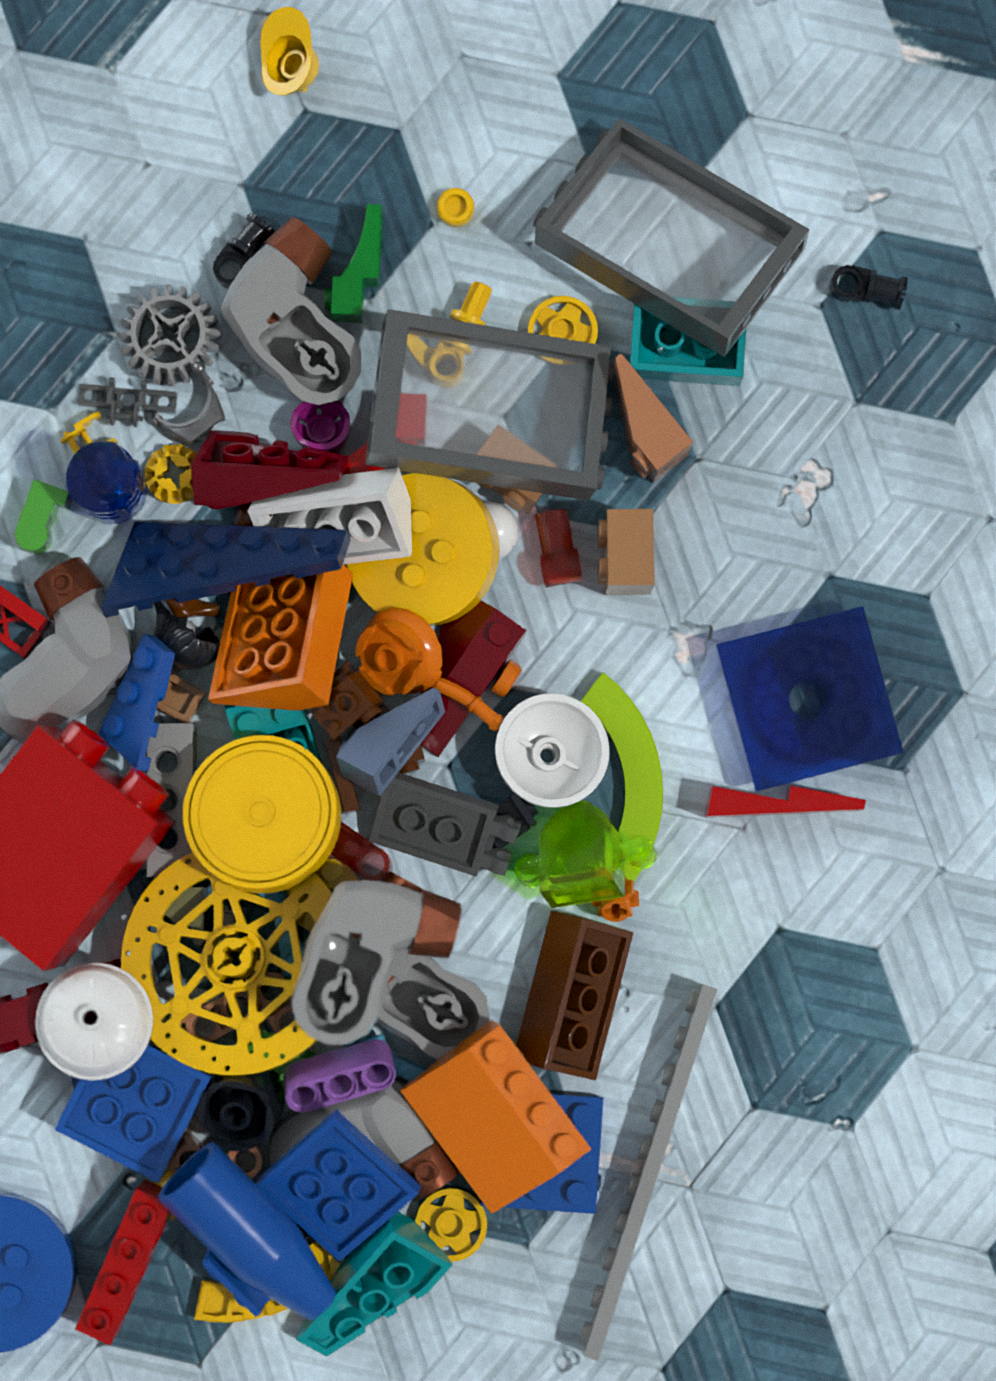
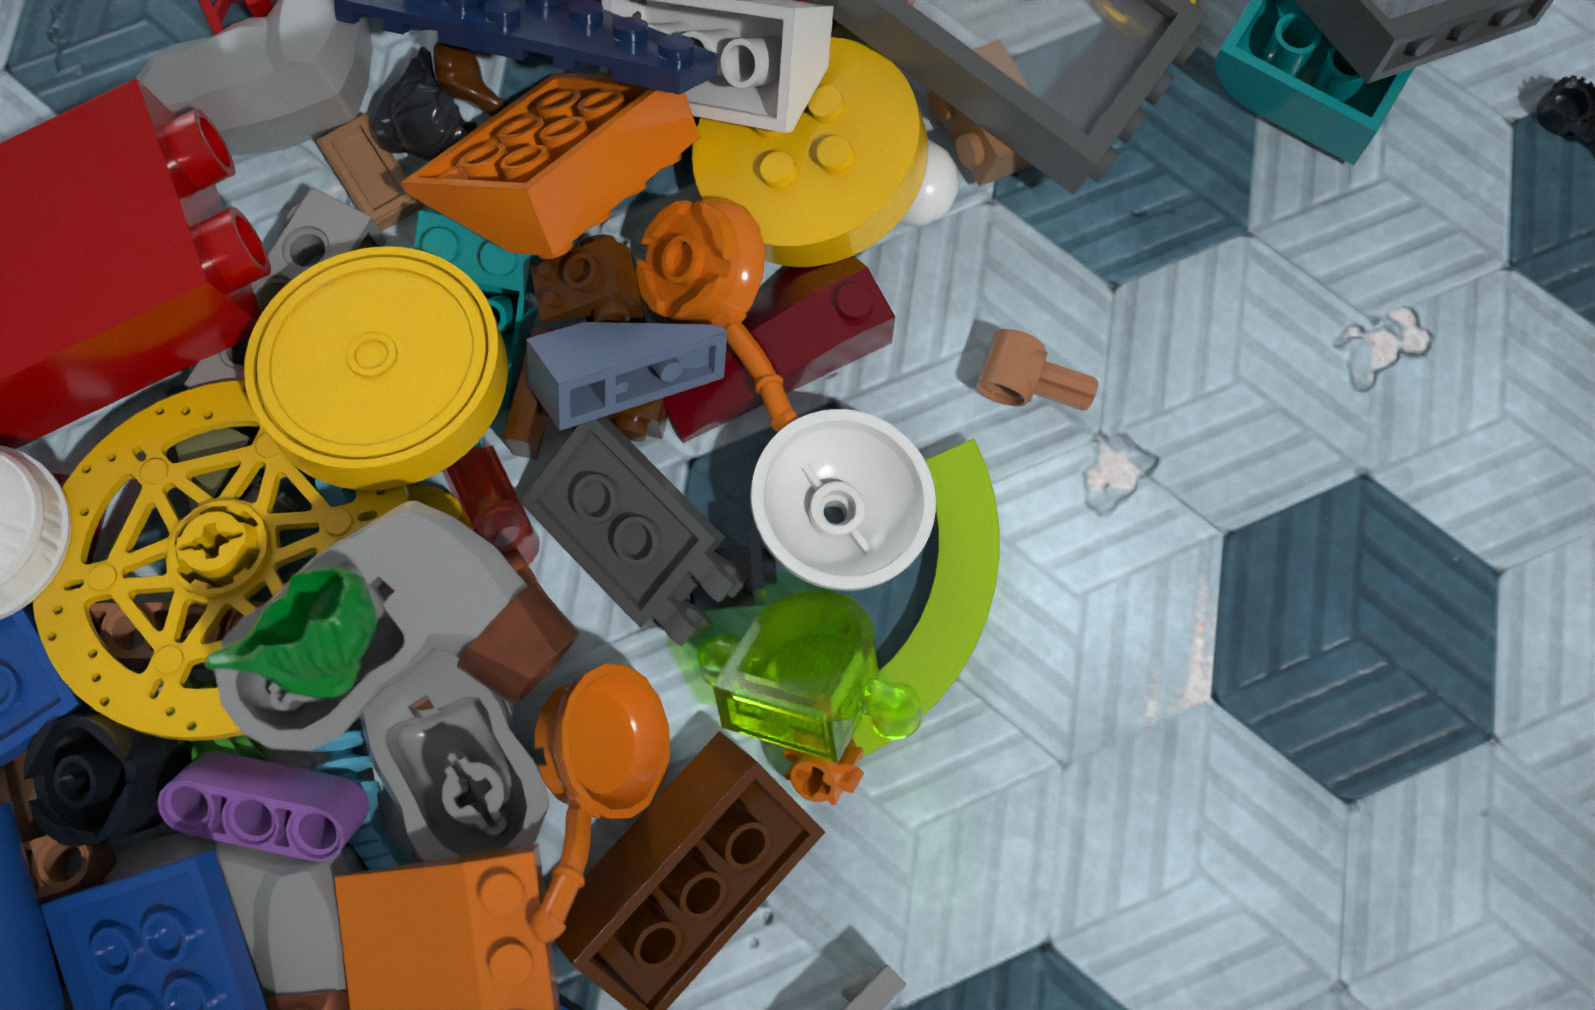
camera: 30 degrees right, 10 degrees down
(133, 710) = (303, 167): blue wing -> none
(339, 979) = (309, 635): none -> green hair
(502, 960) = (603, 759): none -> orange piece
(506, 678) = (832, 379): orange tile -> none
(559, 558) = (992, 255): clear red piece -> none
(608, 618) = (1018, 369): none -> nougat axle
(628, 552) = (1092, 283): medium nougat brick -> none
(650, 430) = (1213, 141): nougat slope -> none
(798, 800) = (1172, 764): red slope -> none
(839, 659) = (1336, 602): clear blue piece -> none

